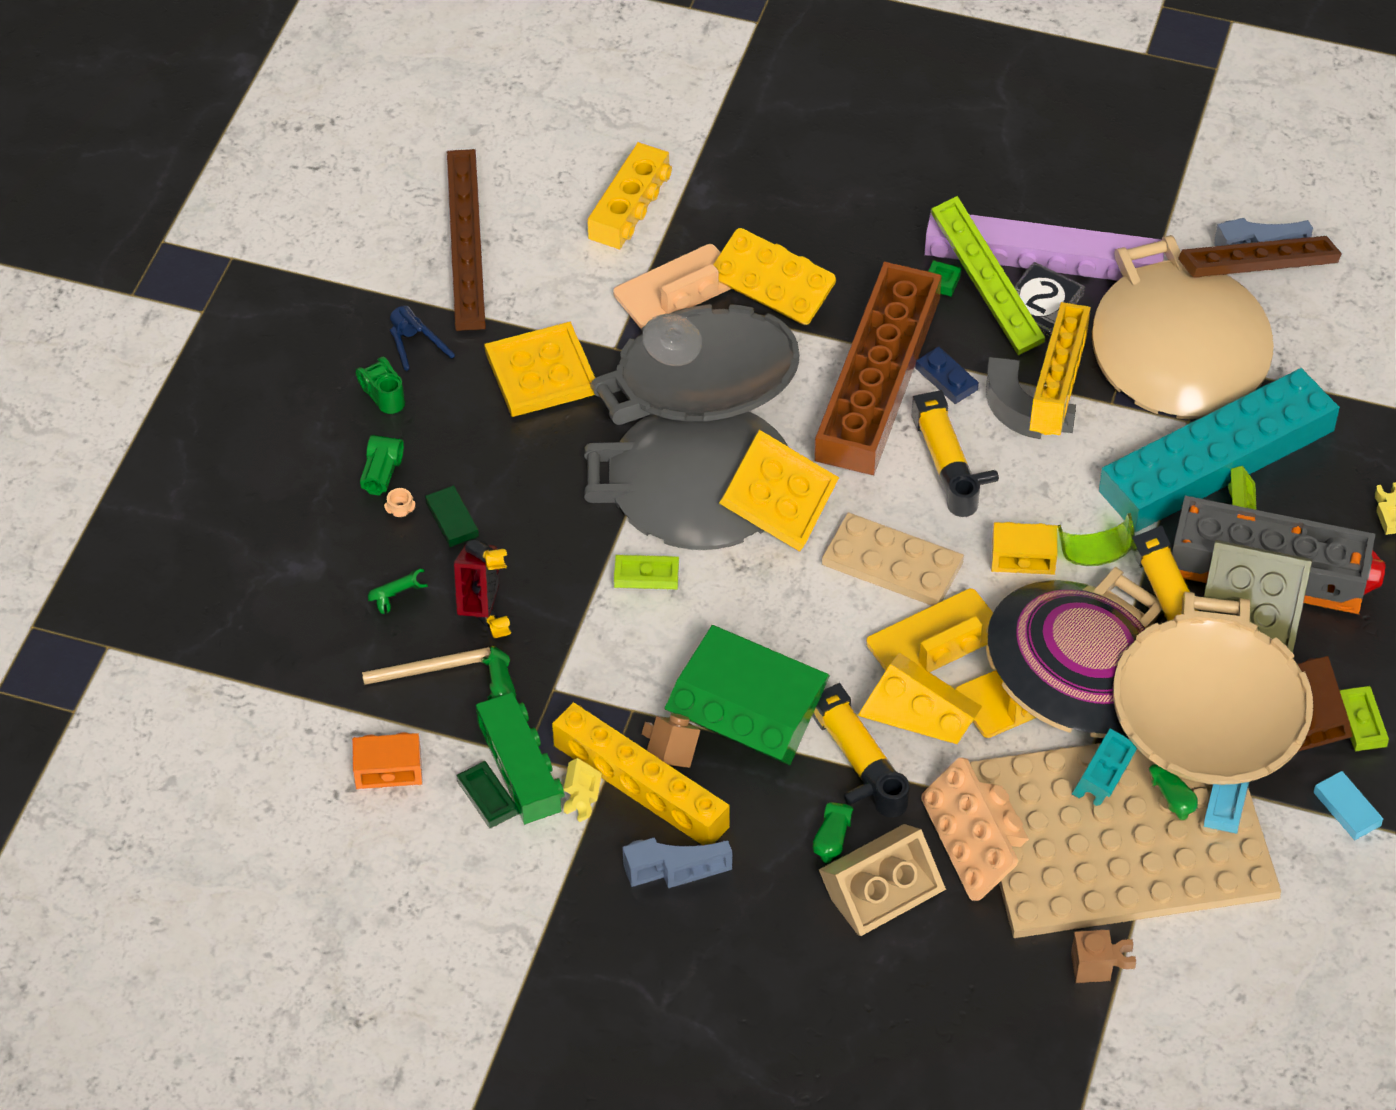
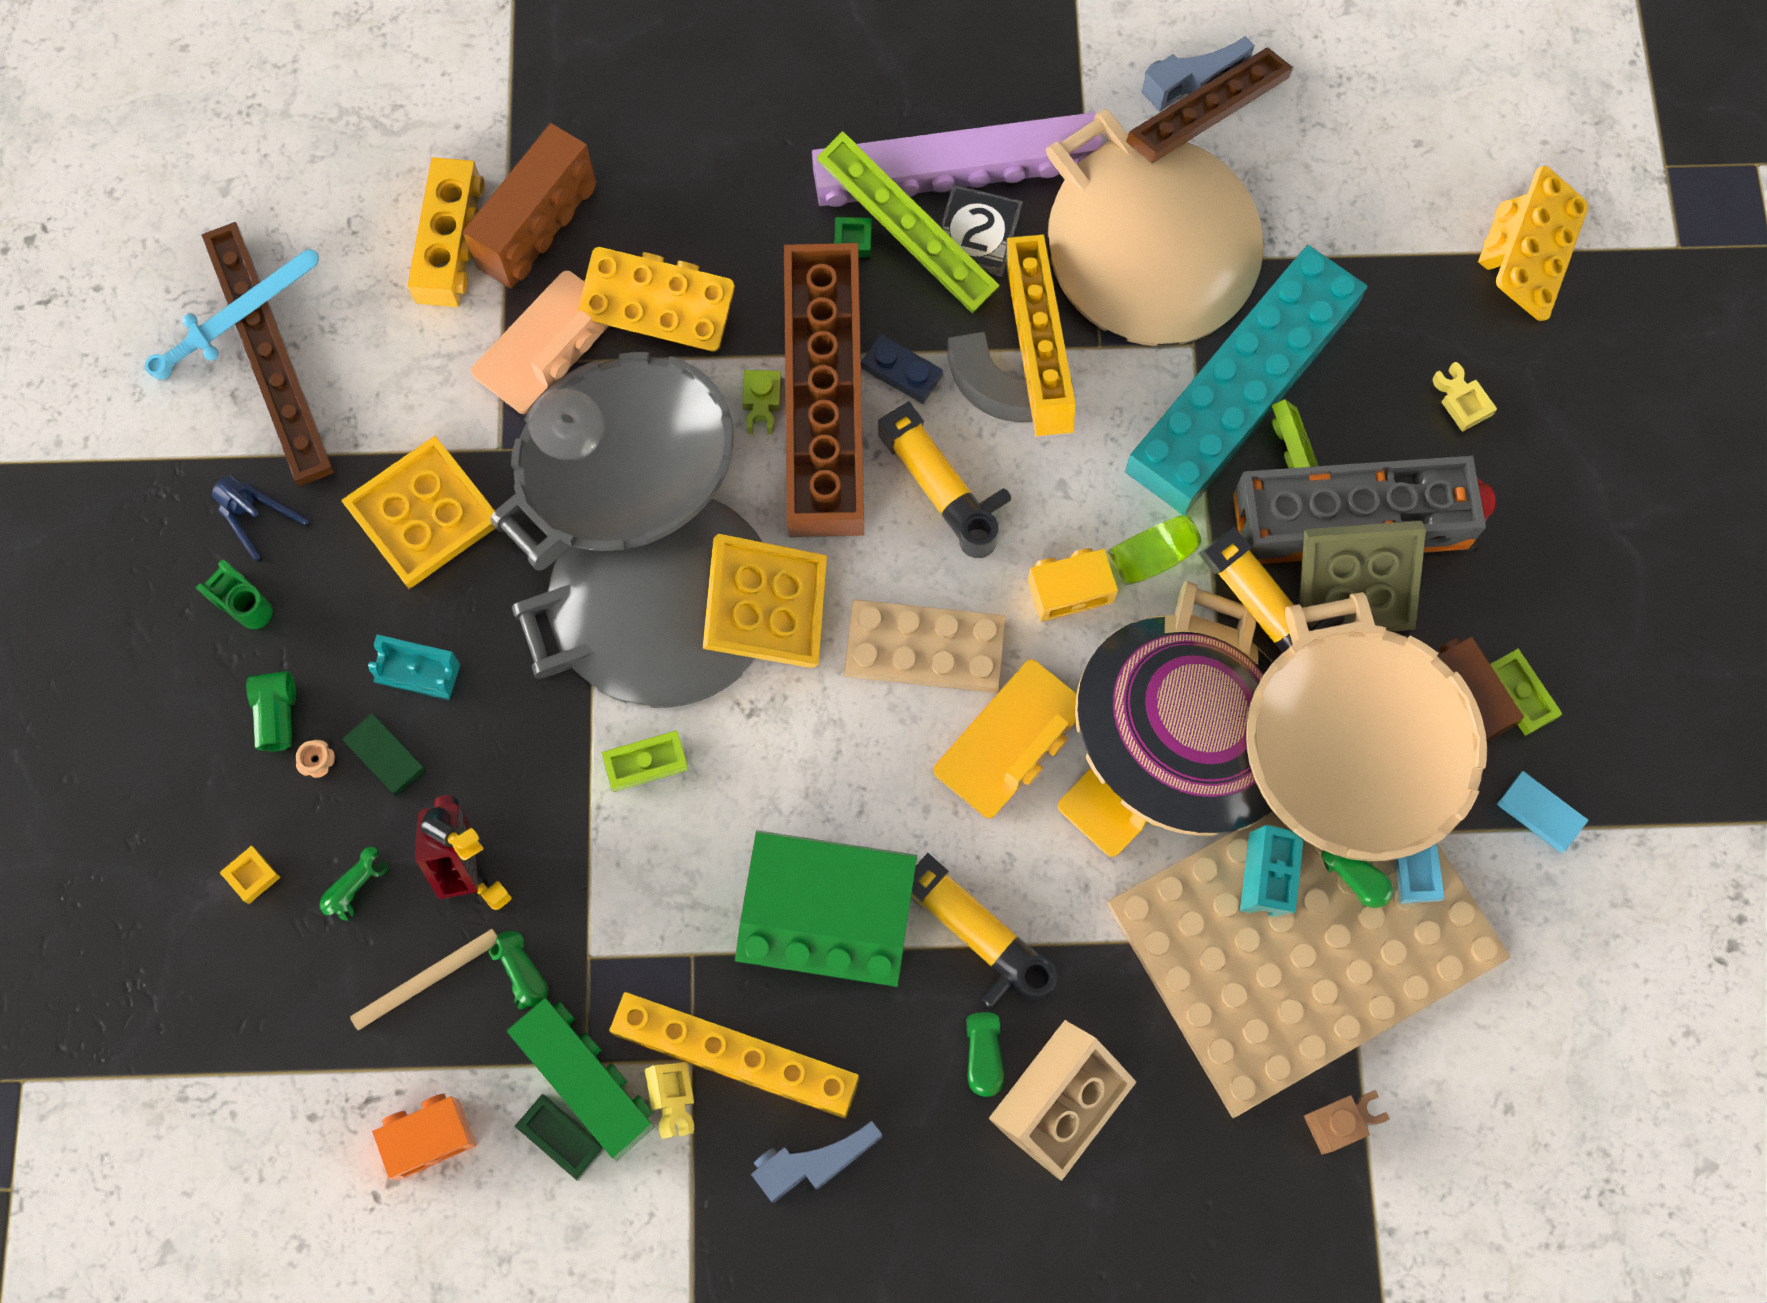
camera: 20 degrees left, 20 degrees up
(324, 561) = (250, 875): none -> yellow plate
(384, 227) = (200, 336): none -> medium azure sword
(497, 464) = (414, 667): none -> teal hinge
(672, 739) = (757, 999): medium nougat brick -> none
(700, 192) = (530, 206): none -> dark orange brick
(828, 365) = (761, 396): none -> lime plate
(919, 702) = (1029, 849): yellow wedge -> none
(974, 827) = (1149, 997): light nougat bracket -> none

